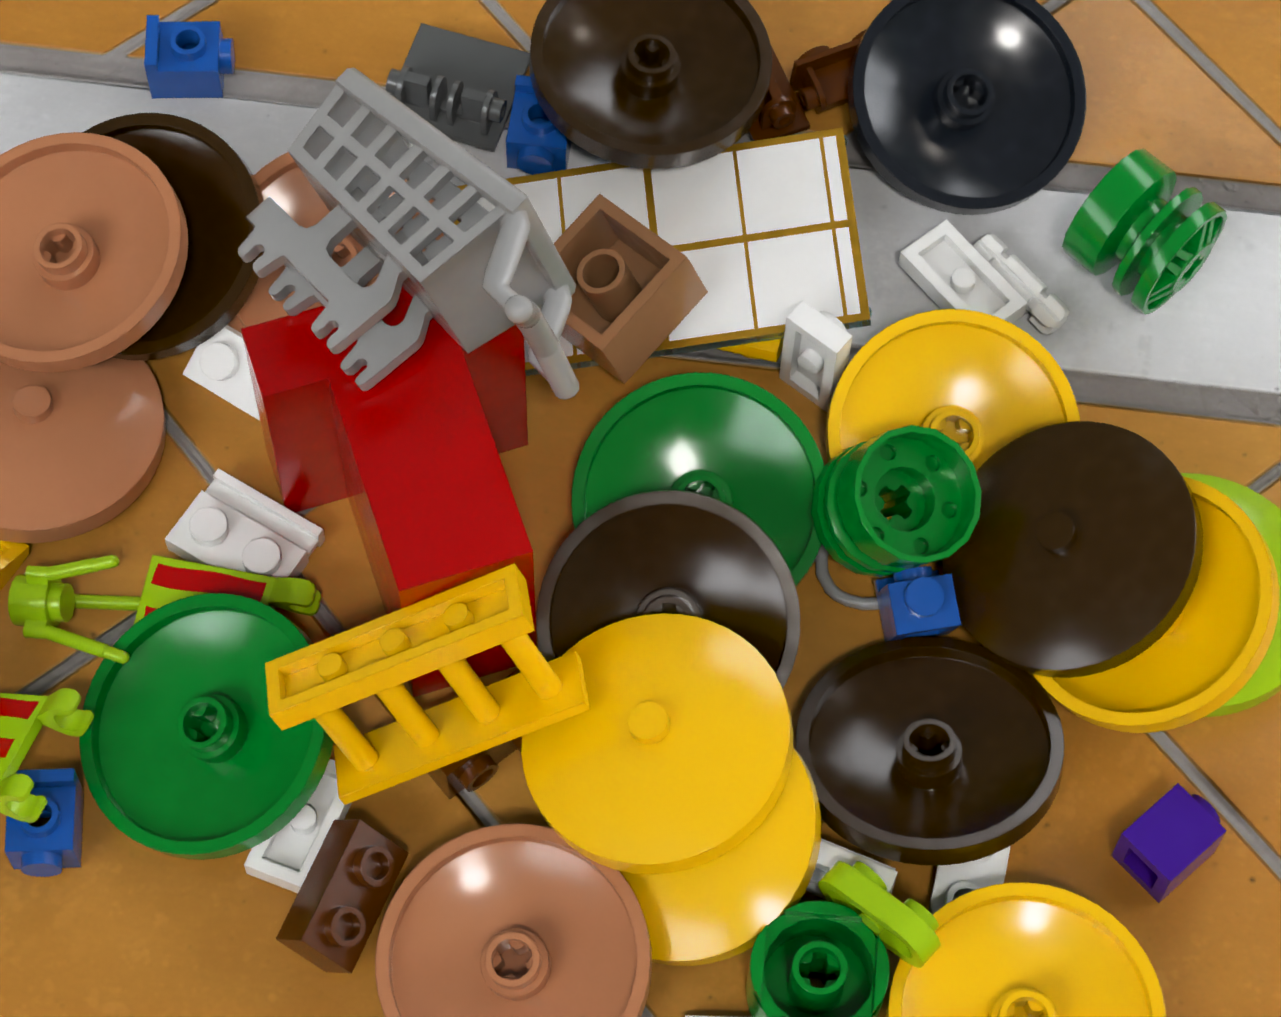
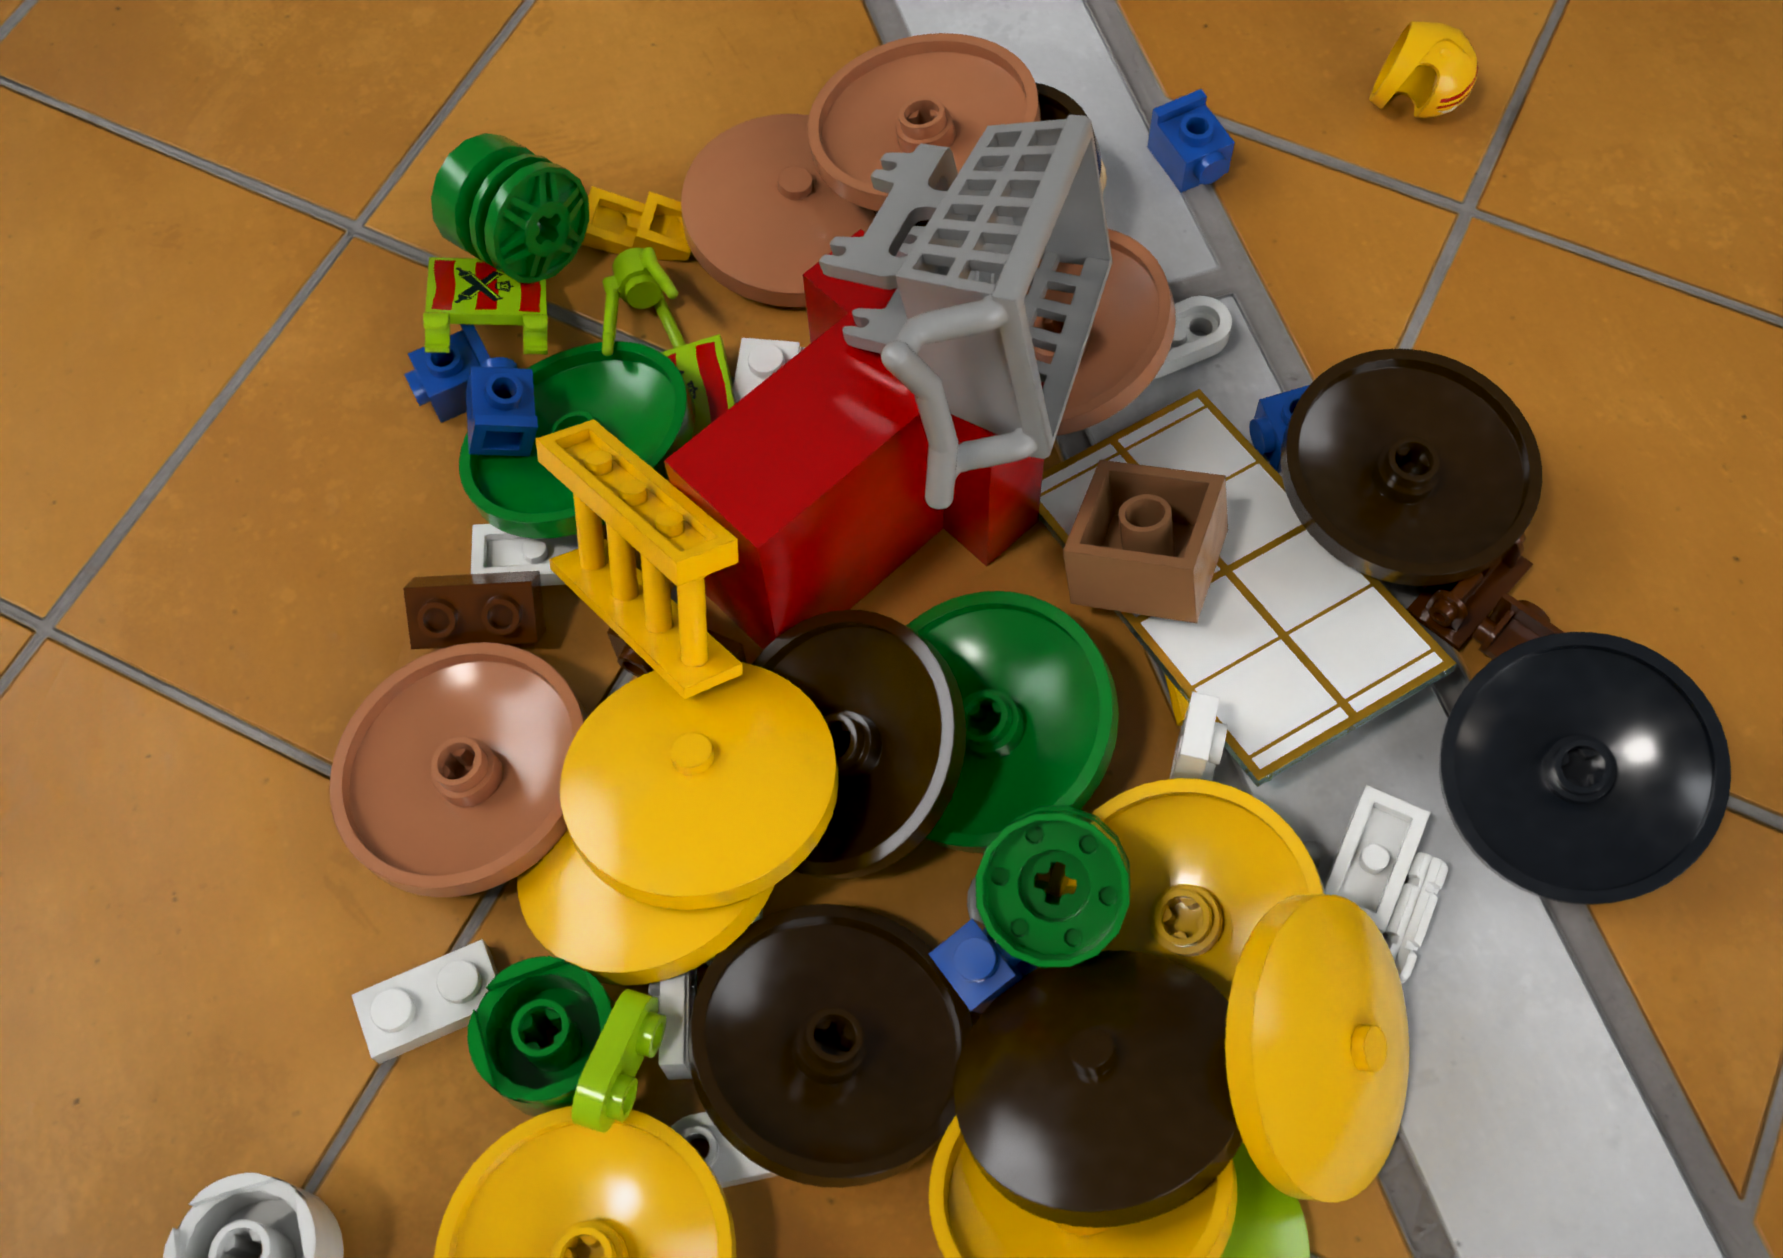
camera: 70 degrees right, 0 degrees up
(134, 781) = (500, 409): none -> blue brick
(459, 84) = (1293, 338): dark grey hinge -> none
(1116, 378) = (1317, 1048): none -> yellow dish
(1135, 224) = (1536, 1009): green wheel -> none

